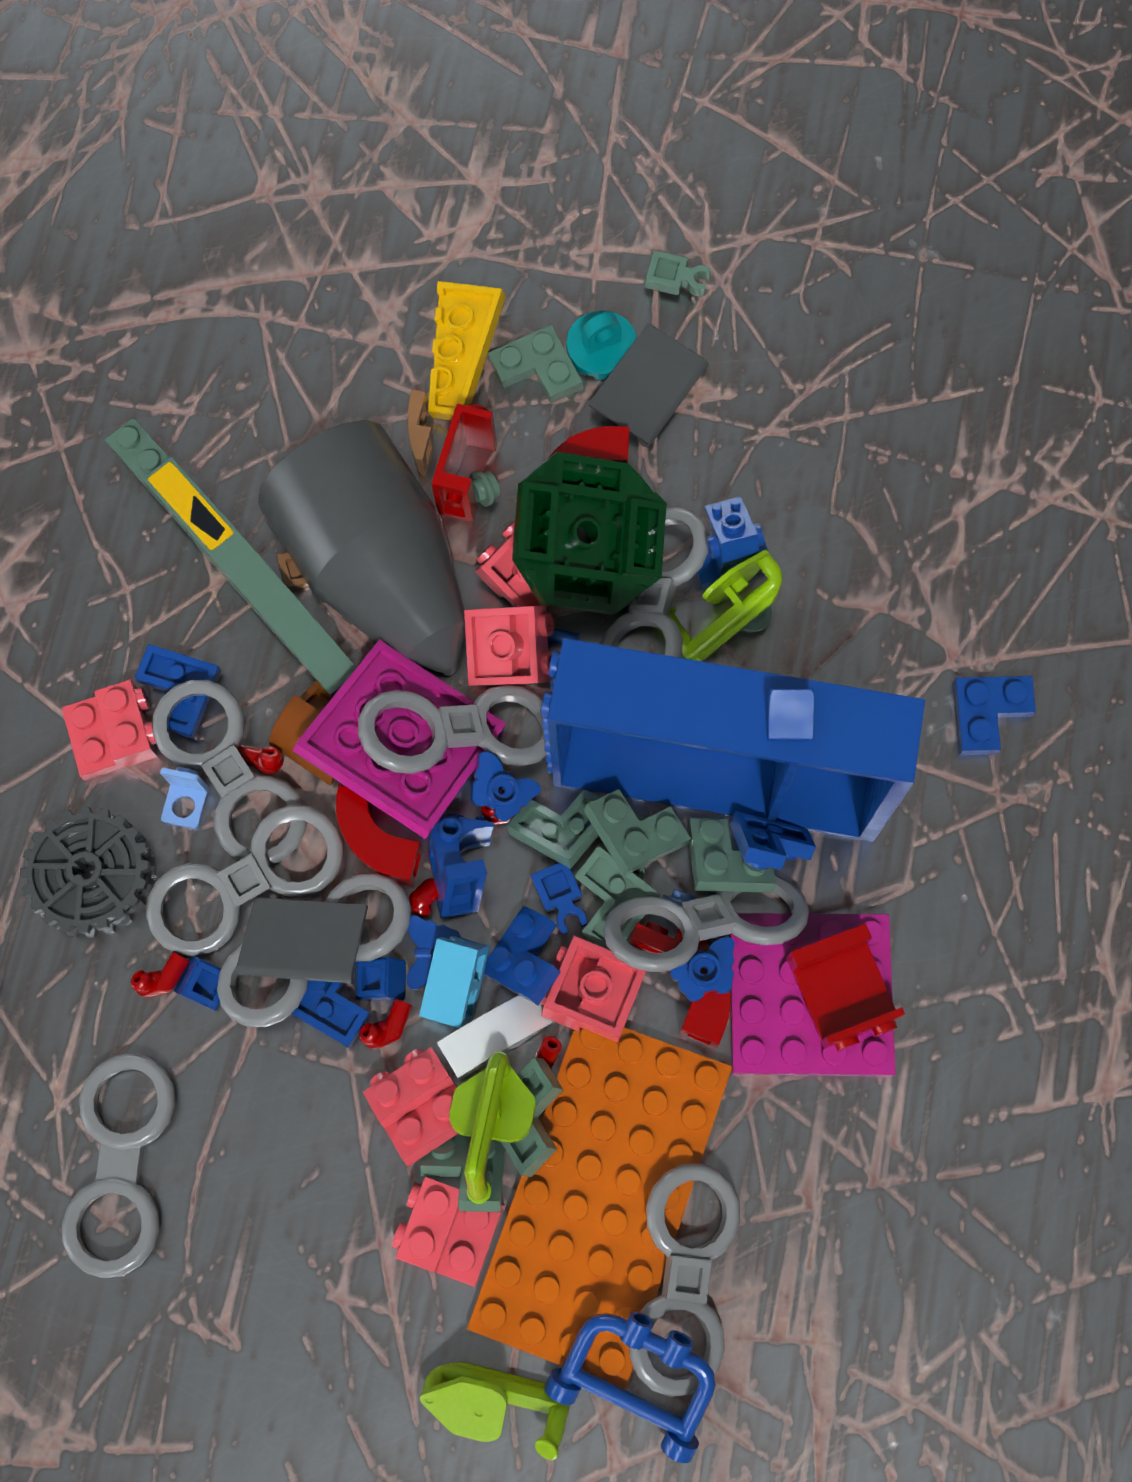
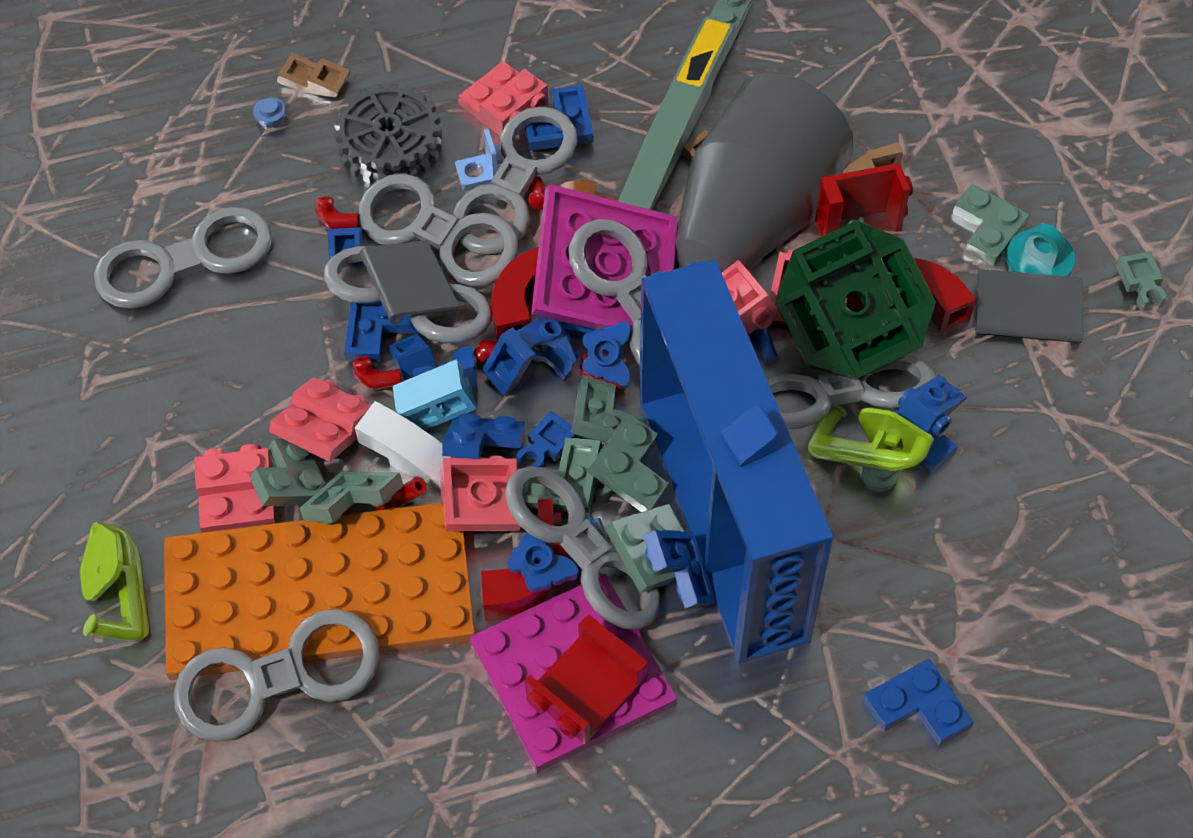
camera: 60 degrees right, 15 degrees down
(464, 334) = (974, 162): yellow wing -> none
(487, 1109) = (340, 456): lime piece -> none
(675, 1351) = (151, 625): blue bar -> none

